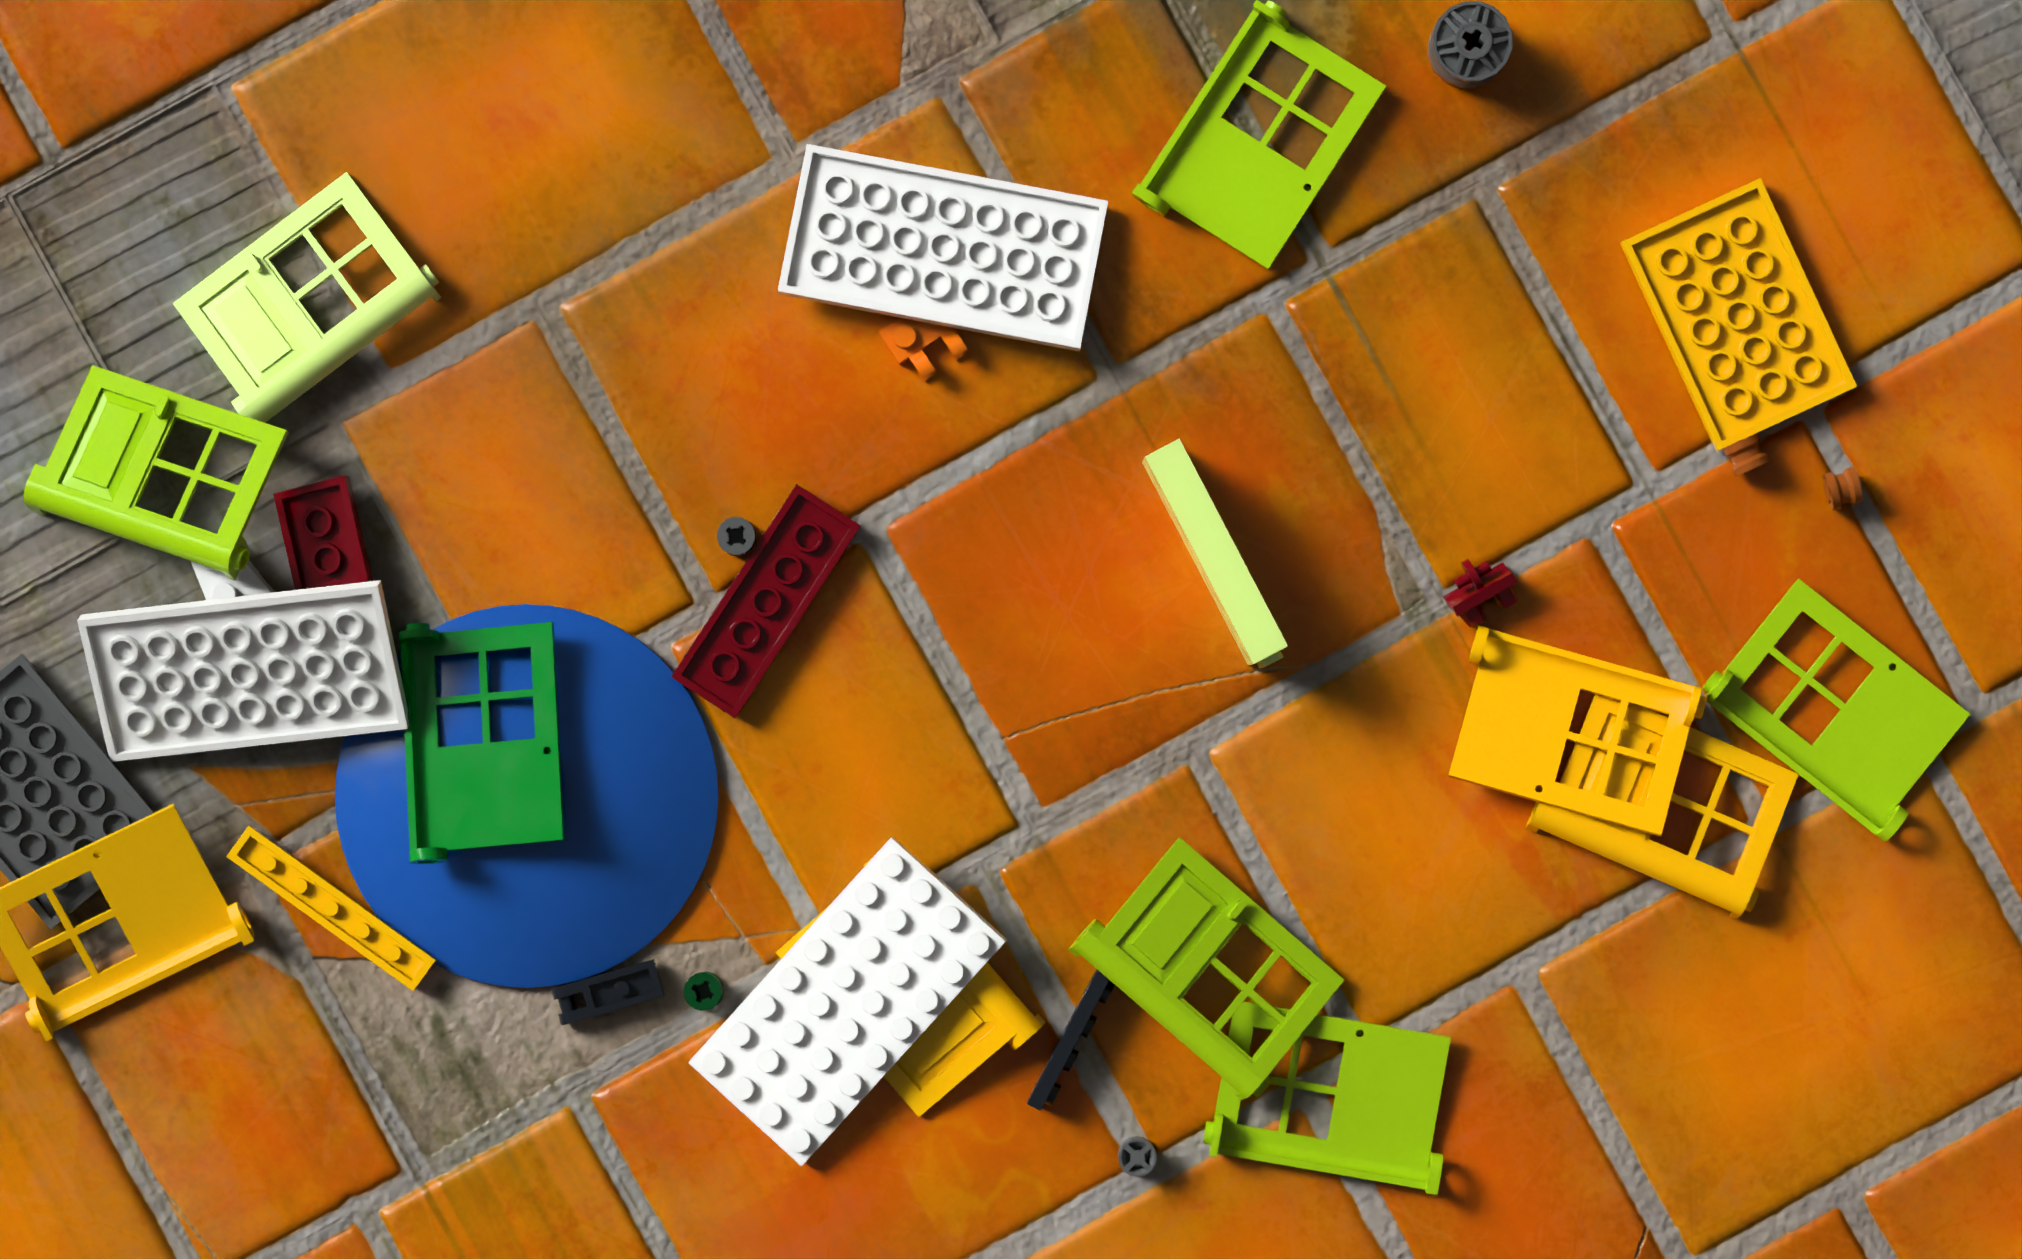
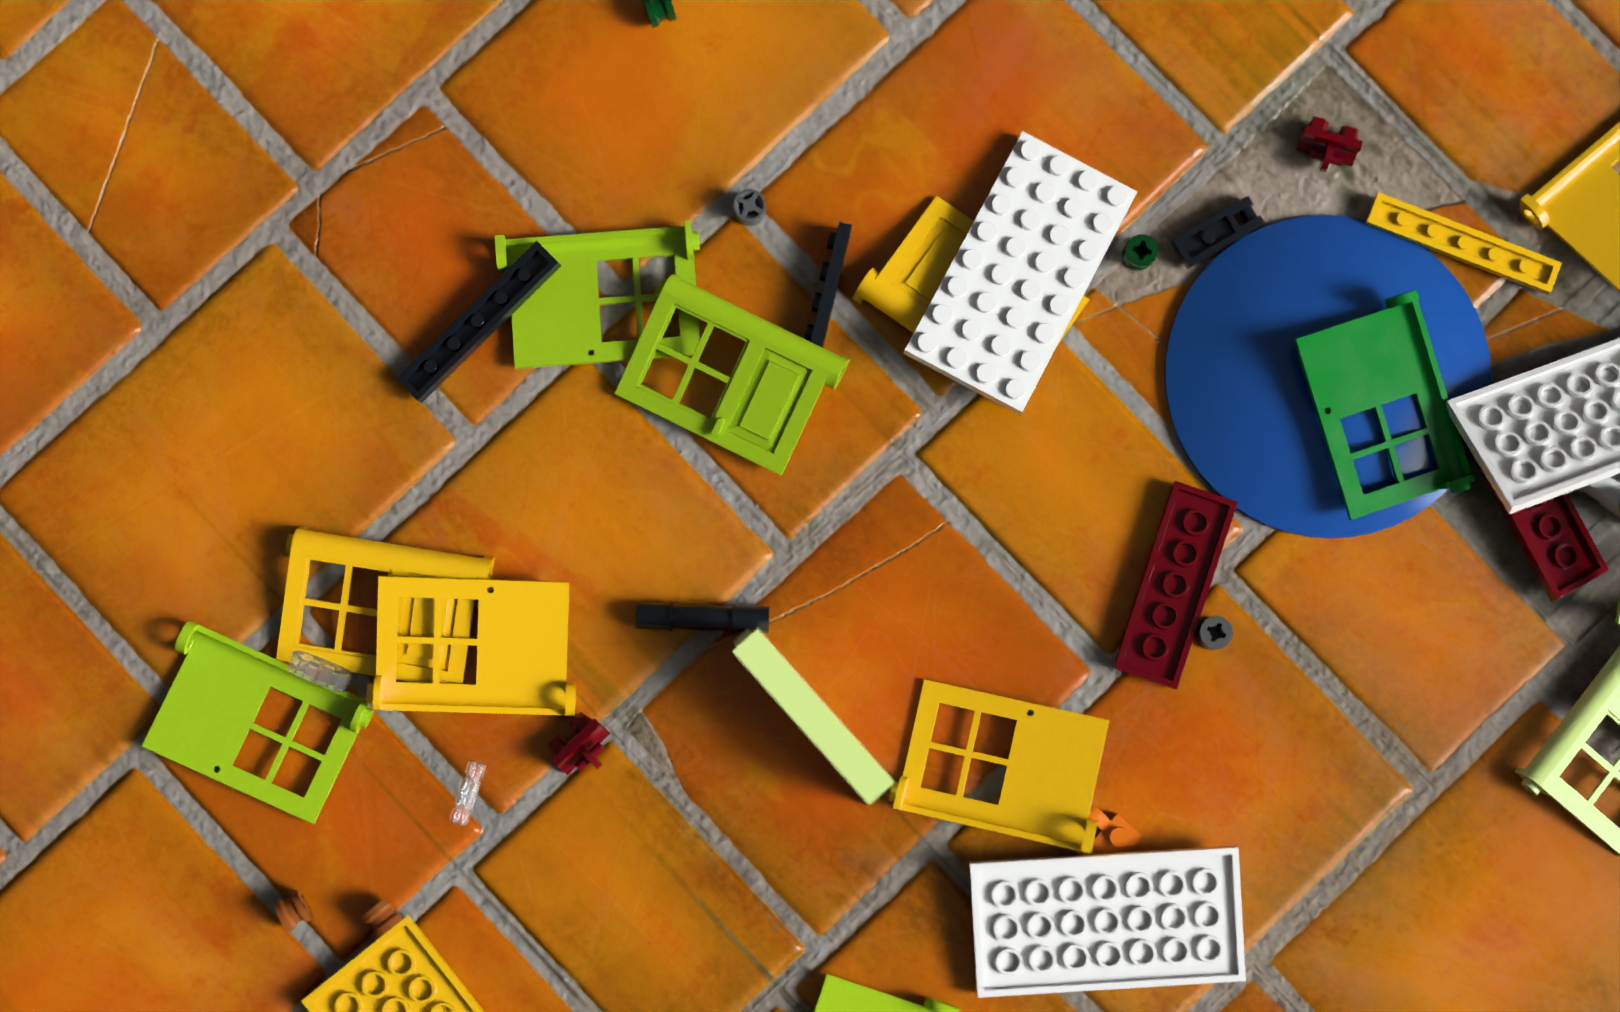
camera: 165 degrees right, 5 degrees down
(456, 1058) = (1329, 146): none -> dark red hips
(966, 429) = (1046, 776): none -> yellow door
(1307, 699) = (702, 617): none -> black piece
(1478, 1100) = (478, 322): none -> black plate
(1618, 569) = (467, 793): none -> clear axle
(1752, 747) = (319, 671): none -> clear beam

